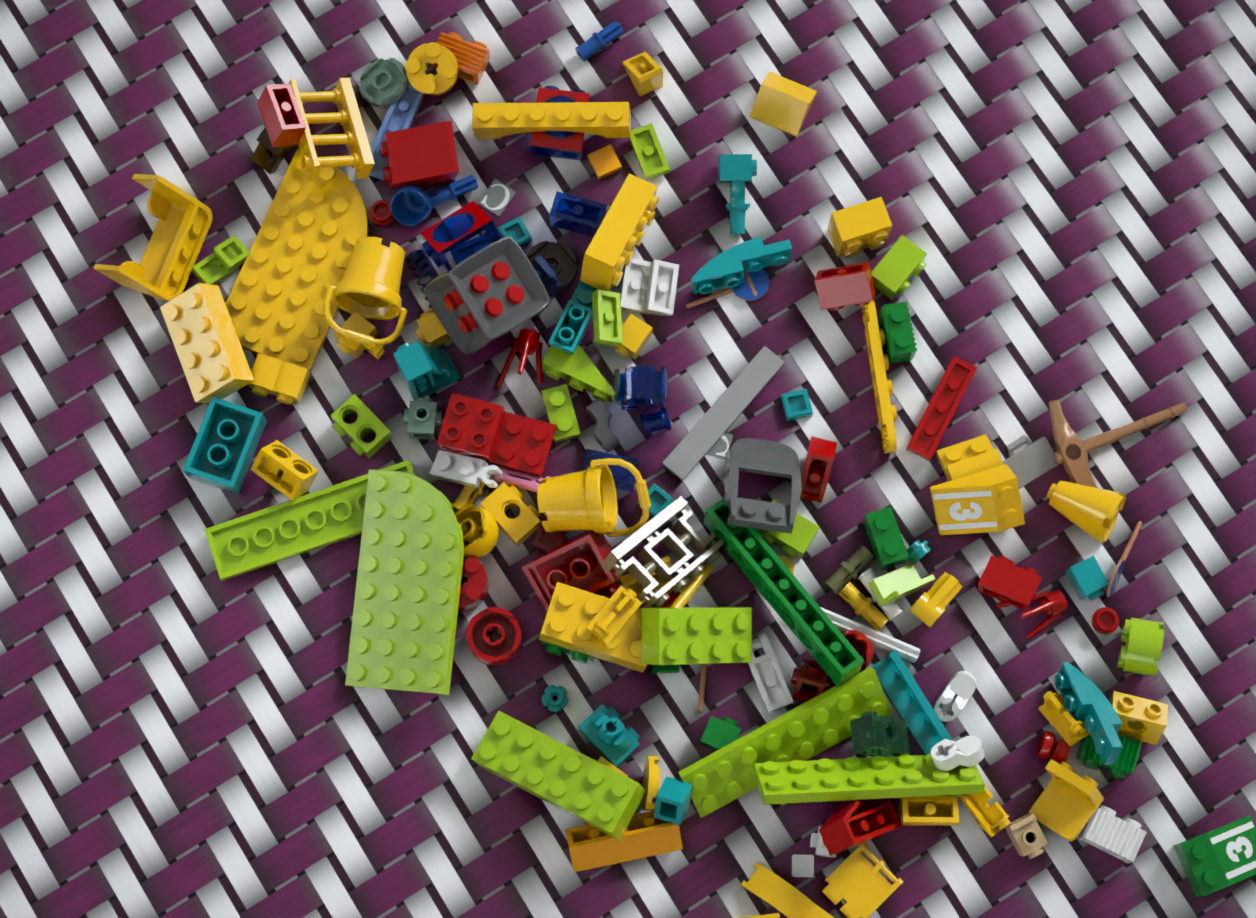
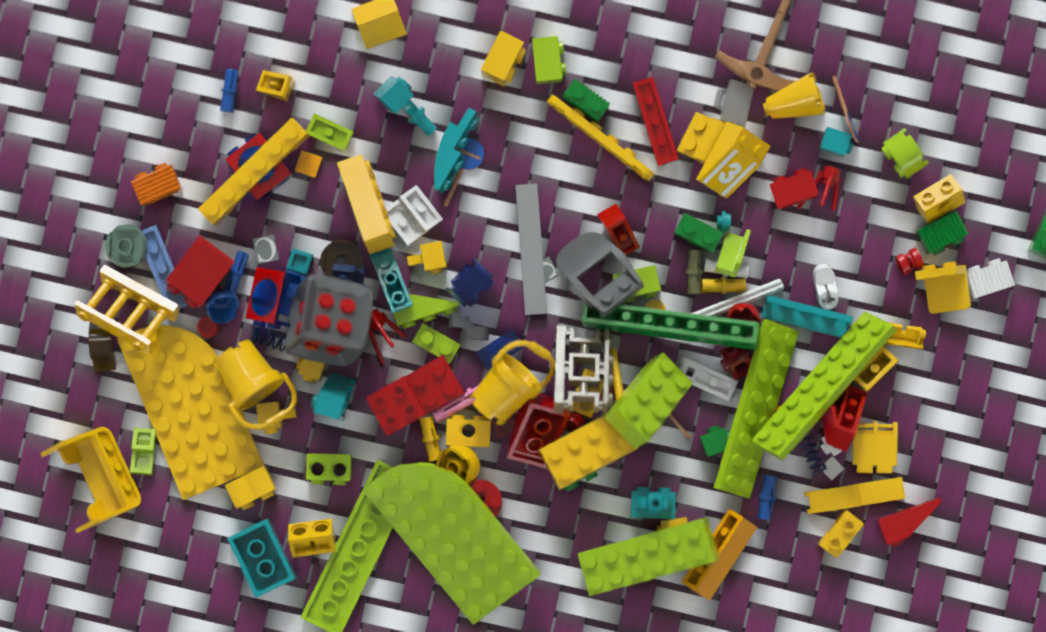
camera: 40 degrees left, 10 degrees up
(206, 343) = (189, 509): yellow brick -> none
(281, 115) = (94, 331): red brick -> none
(417, 66) = (140, 219): yellow plate -> none
(423, 427) = (369, 429): sand green brick -> none
(463, 470) = (415, 434): white plate -> none
(485, 624) = (528, 525): red brick -> none
(561, 702) = (593, 512): teal plate -> none
(577, 214) = (328, 214): clear blue brick -> none
(607, 317) = (410, 262): lime plate -> none
(614, 614) = (592, 436): yellow hinge -> none
(650, 782) = (703, 508): yellow tile -> none
(655, 422) = (497, 295): clear blue bush -> none
(659, 500) = (545, 339): teal tile -> none
(673, 800) = (727, 506): teal brick -> none
(718, 832) = (767, 497): none -> blue pin
(794, 855) = (810, 459): none -> dark blue piece
(796, 405) = (568, 202): teal tile -> none
(845, 286) = (529, 103): brick -> none
(879, 735) = (806, 353): clear green brick -> none
(932, 604) = (761, 246): yellow piece -> none
(950, 754) = (862, 318): white piece -> none
(1017, 831) = (934, 325): tan brick -> none
(1057, 715) = (899, 239): yellow hinge -> none
(1090, 705) = (906, 218): teal slope -> none
(1105, 620) = (868, 157): red plate -> none

